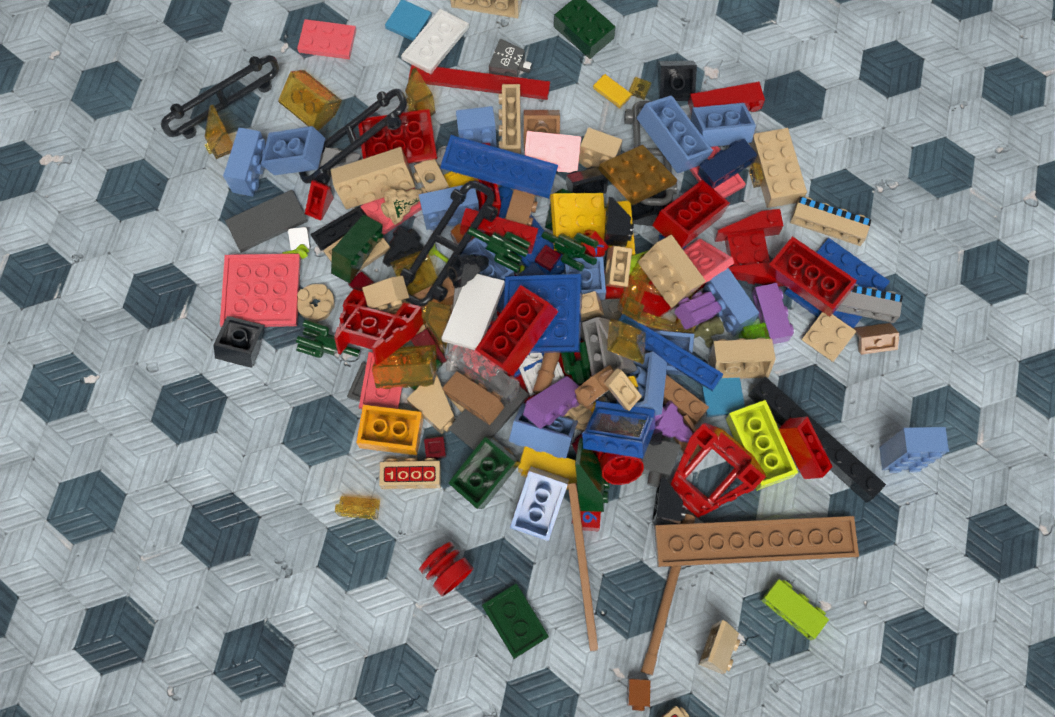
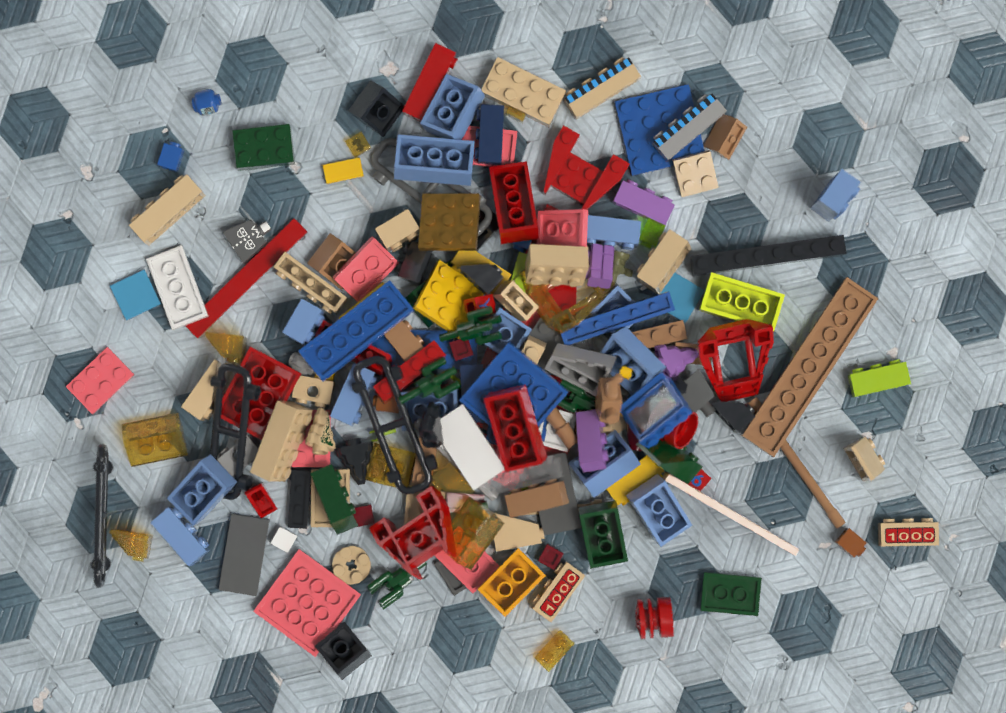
camera: 60 degrees left, 15 degrees up
(301, 250) = (294, 547): lime hand -> none
(360, 99) = (202, 398): none -> tan slope
(386, 292) = (397, 505): tan brick -> none
(623, 389) = (629, 385): tan plate -> none
(626, 341) = (588, 348): clear yellow slope -> none
(805, 448) = (771, 273): red brick -> none
(811, 276) = (644, 156): red brick -> none

